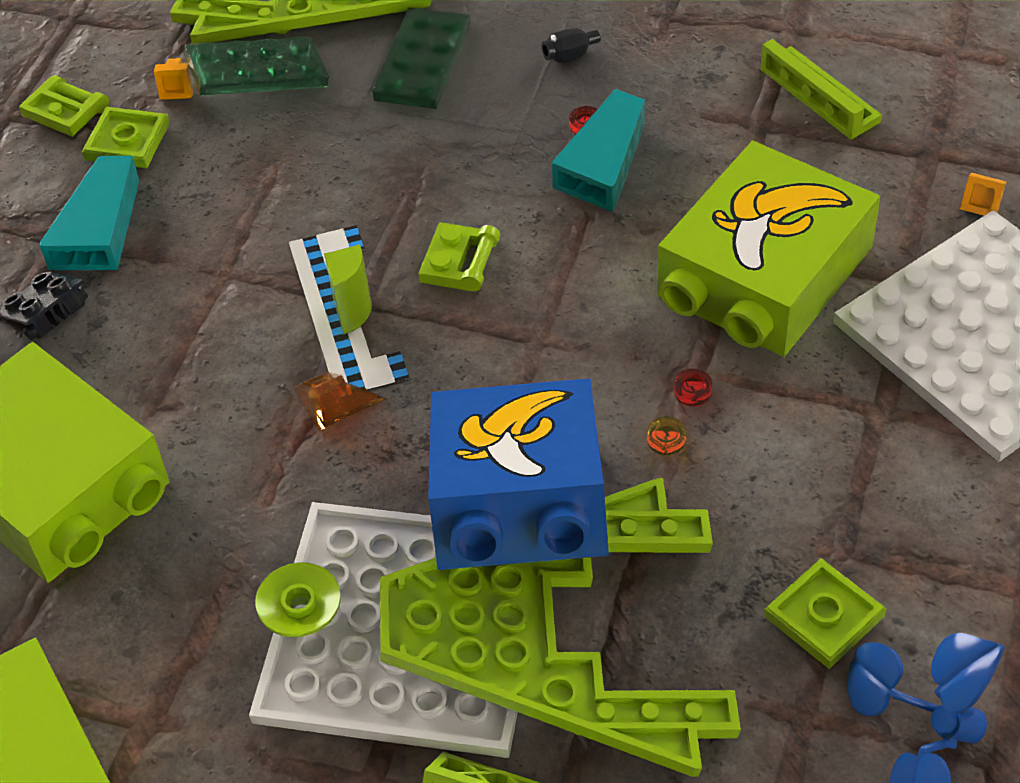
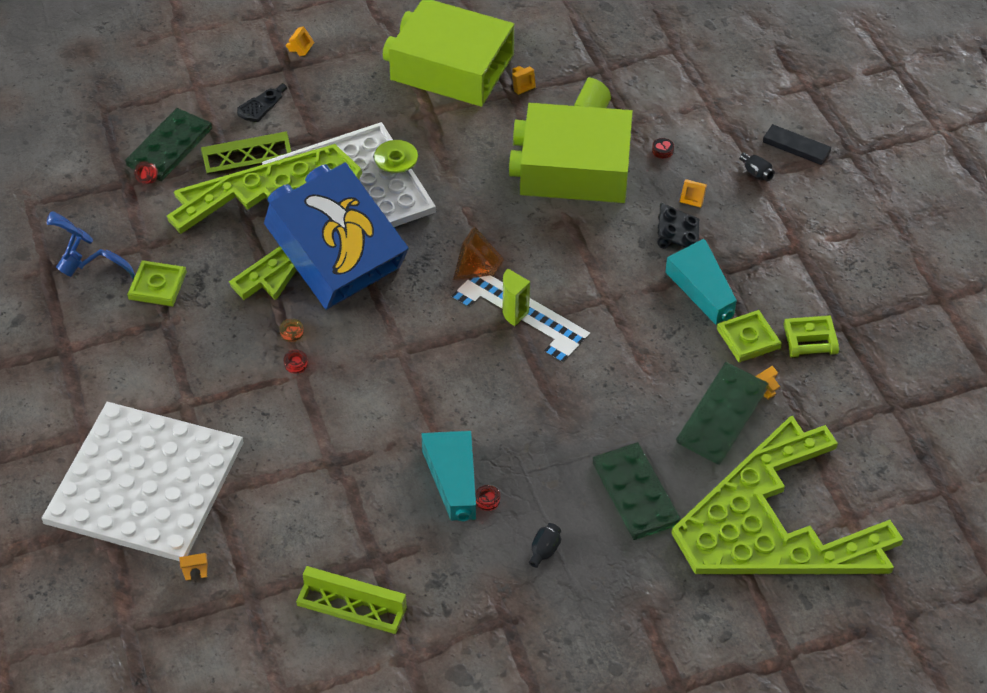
camera: 140 degrees right, 0 degrees up
(448, 253) = (490, 364): lime plate -> none
(766, 248) = (300, 441): lime brick -> none

